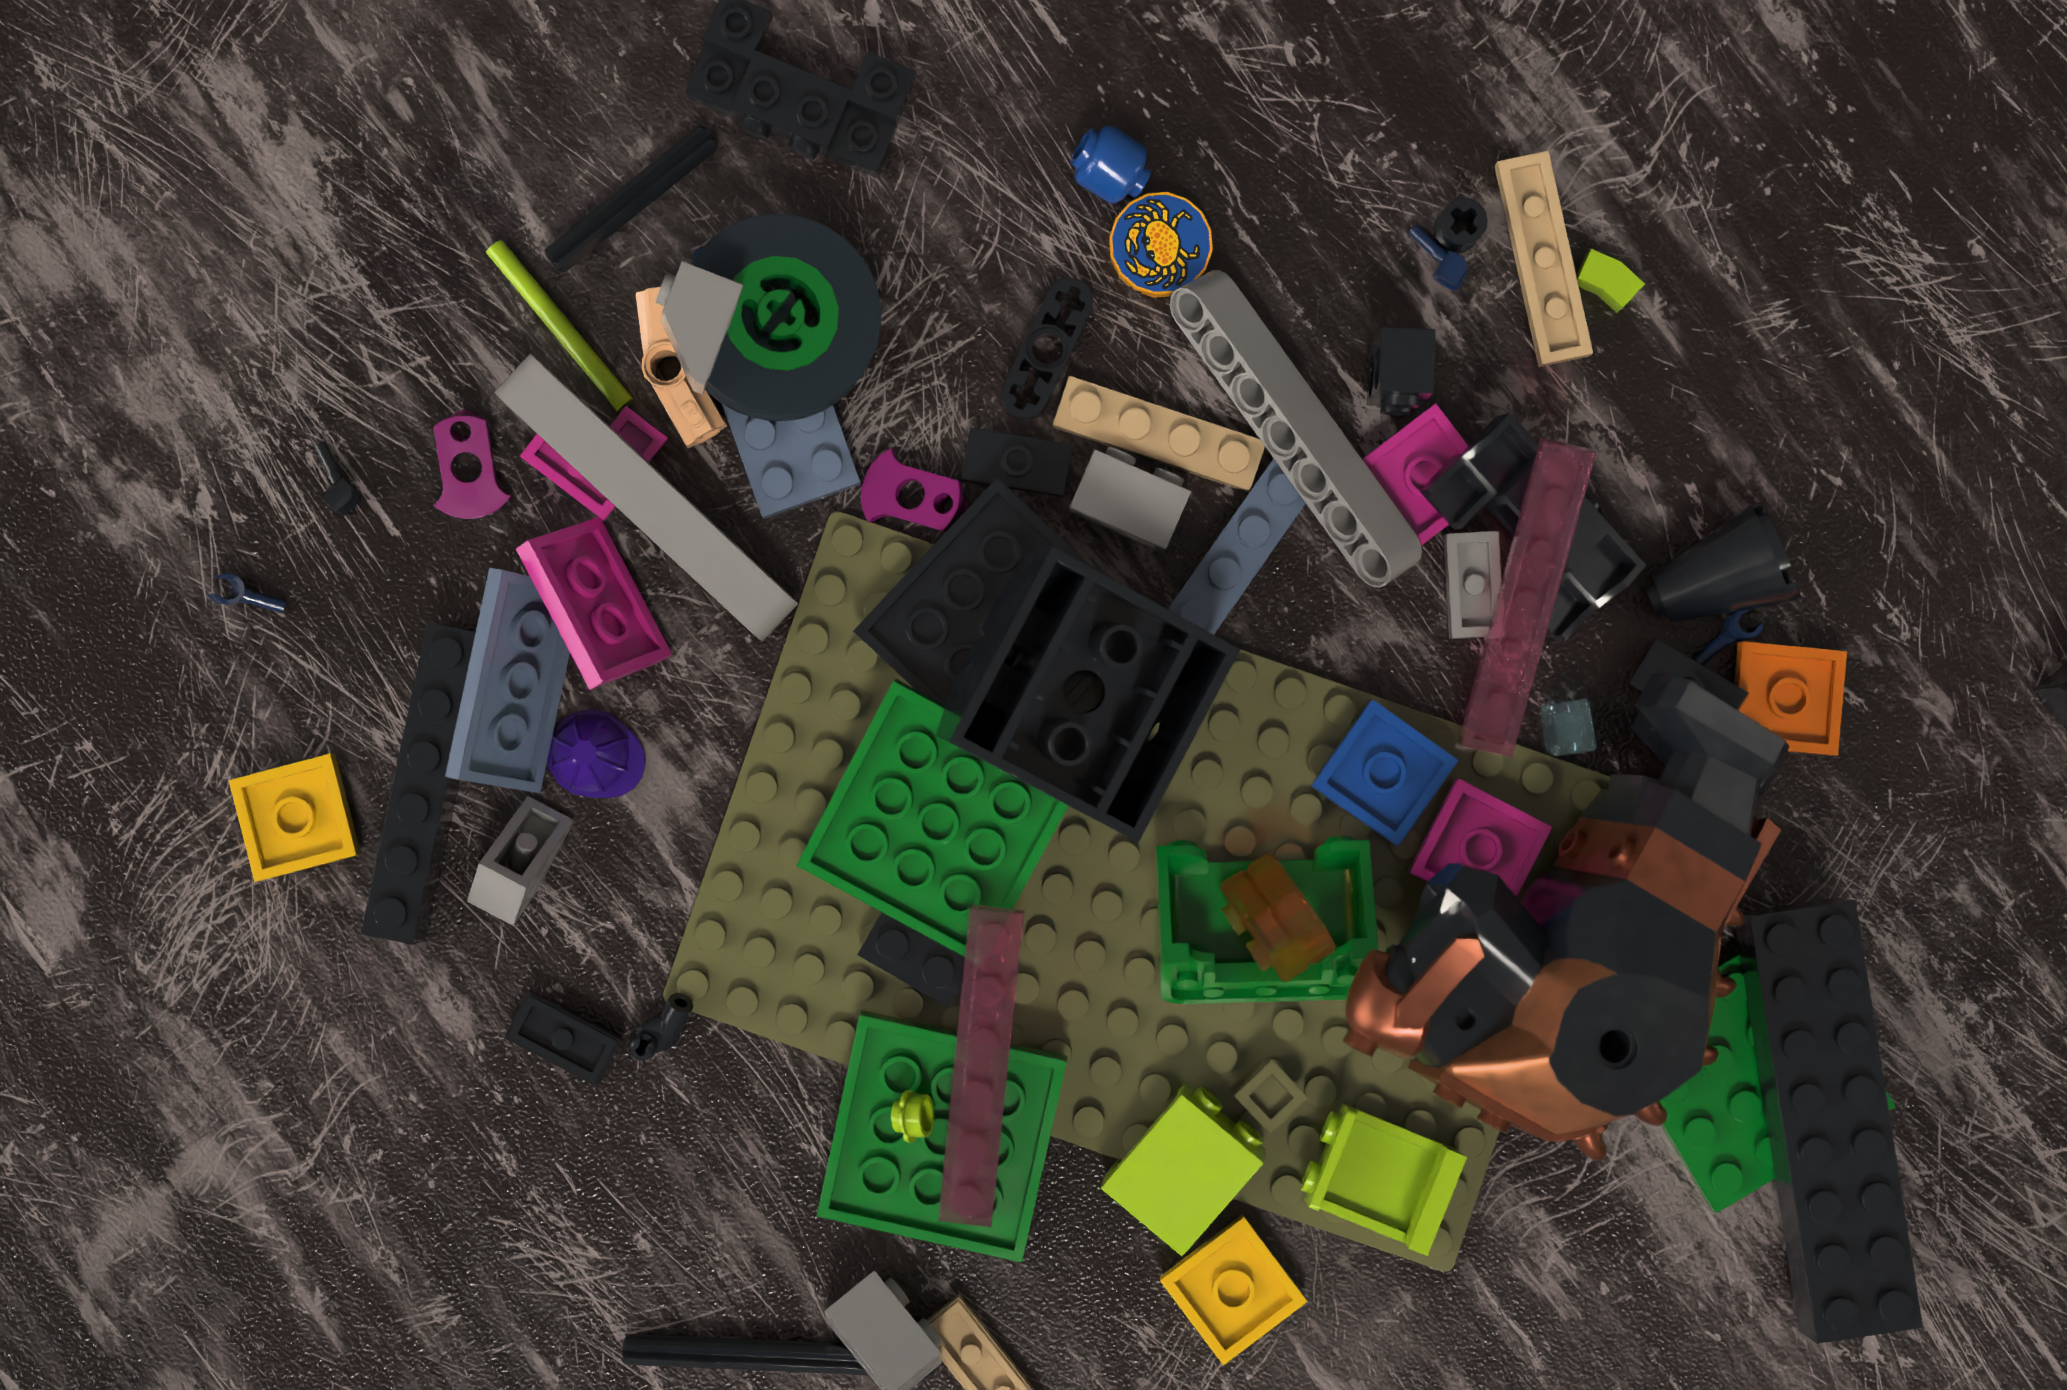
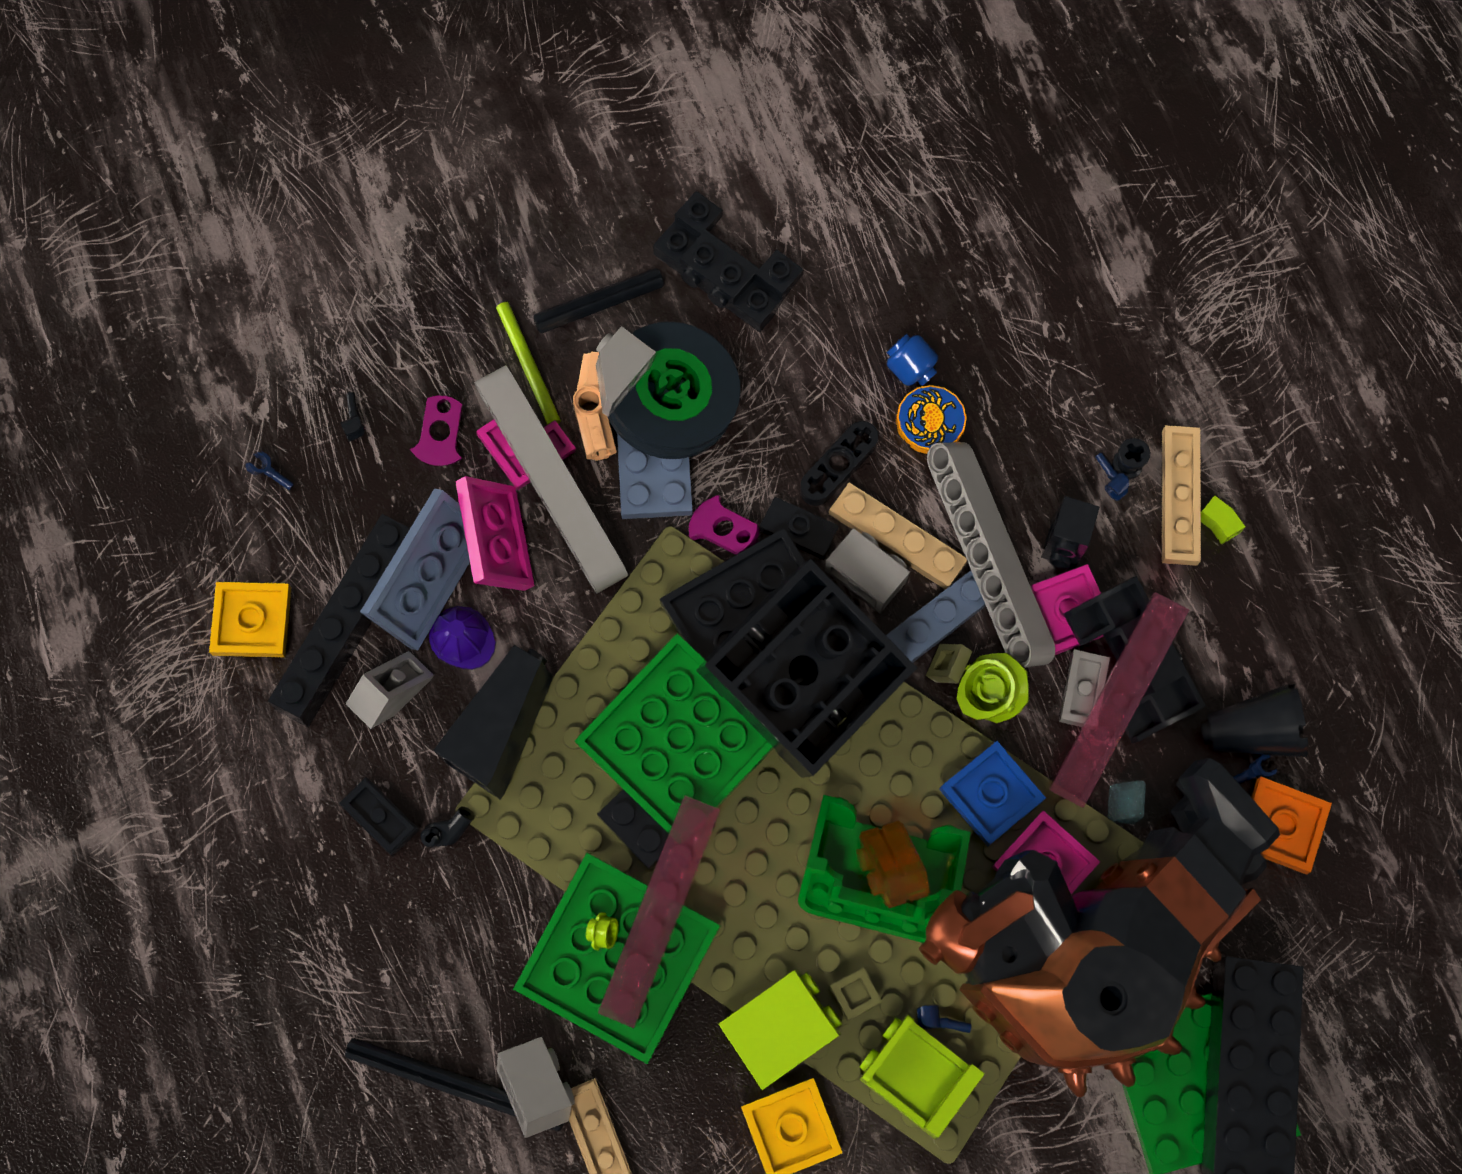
camera: 15 degrees right, 15 degrees down
(683, 867) = (497, 722): none -> black slope
(1278, 603) = (949, 663): none -> olive plate
(1348, 624) = (993, 688): none -> lime hat
(1376, 1098) = (929, 1018): none -> dark blue hand

